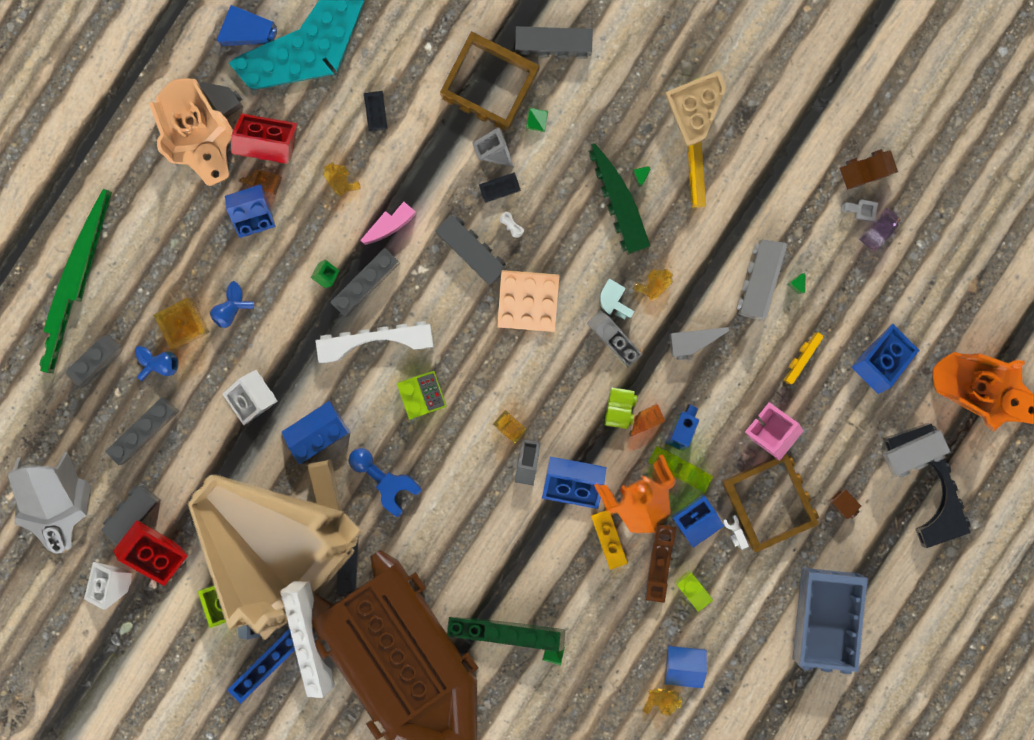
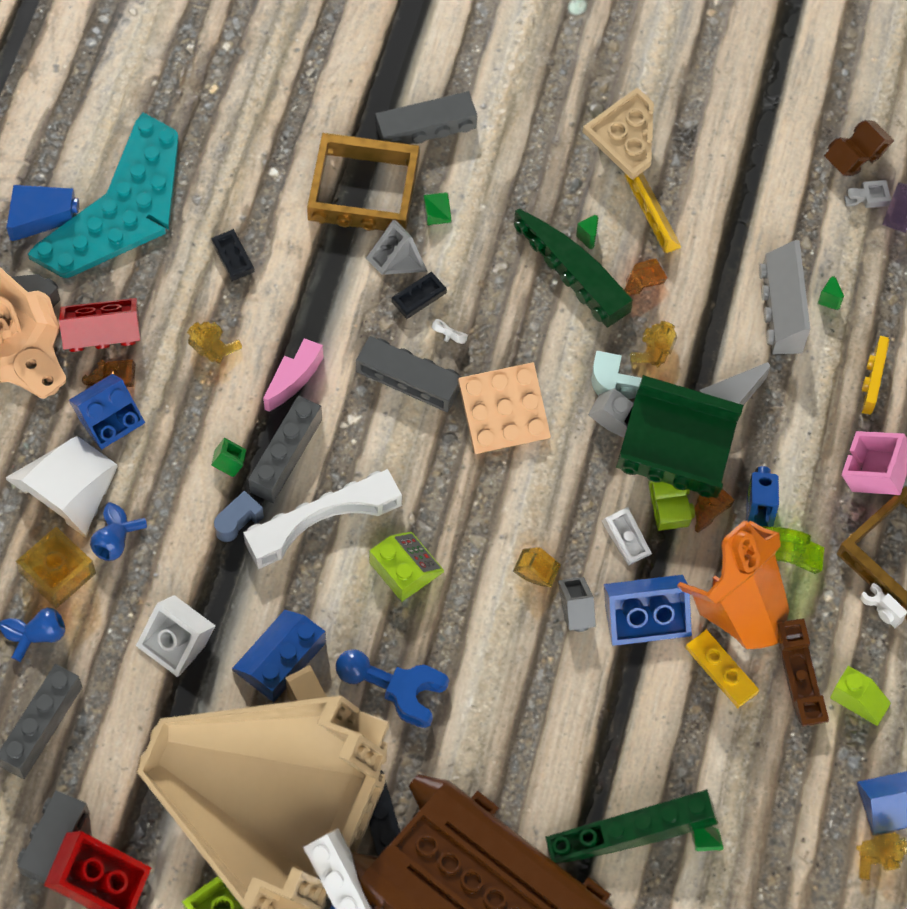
camera: 25 degrees left, 25 degrees down
(209, 256) = (68, 481): none -> white wedge
(316, 321) = (236, 516): none -> sand blue leg
(580, 422) = (627, 536): none -> white slope
(639, 369) = (679, 437): none -> dark green panel
(667, 224) = (644, 275): none -> clear orange slope
(697, 520) = (828, 604): blue slope -> none

